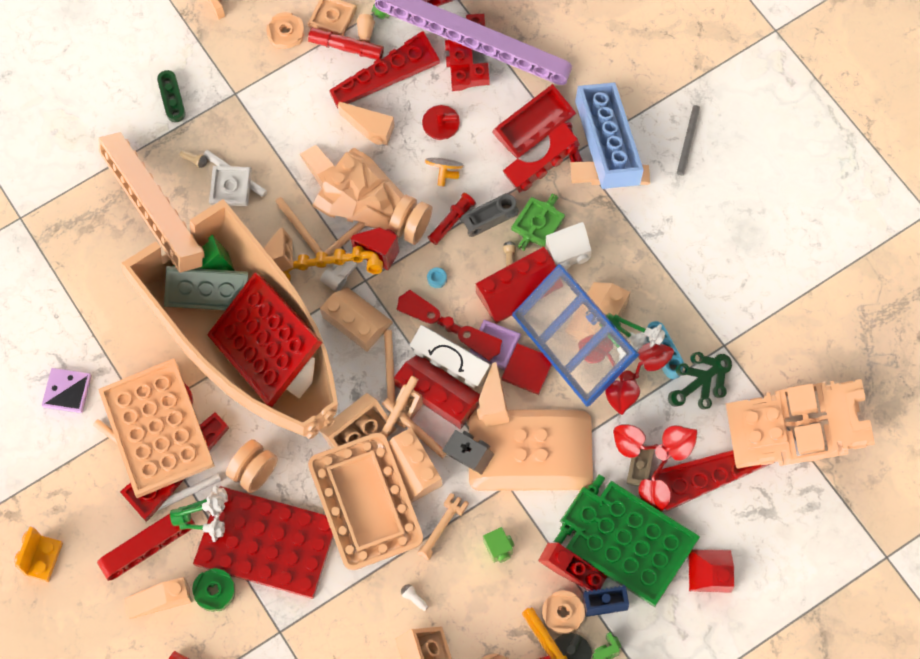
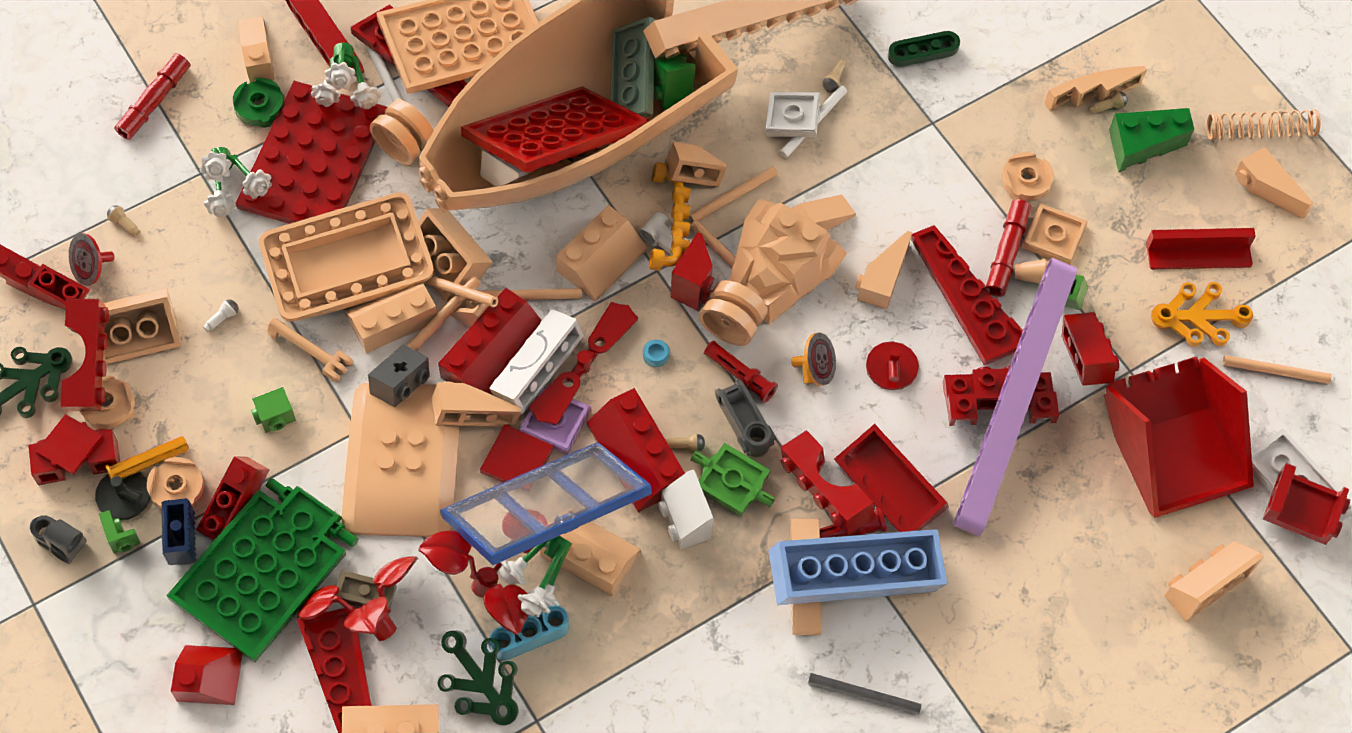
camera: 85 degrees right, 5 degrees down
(293, 601) = (218, 165): none -> white plant

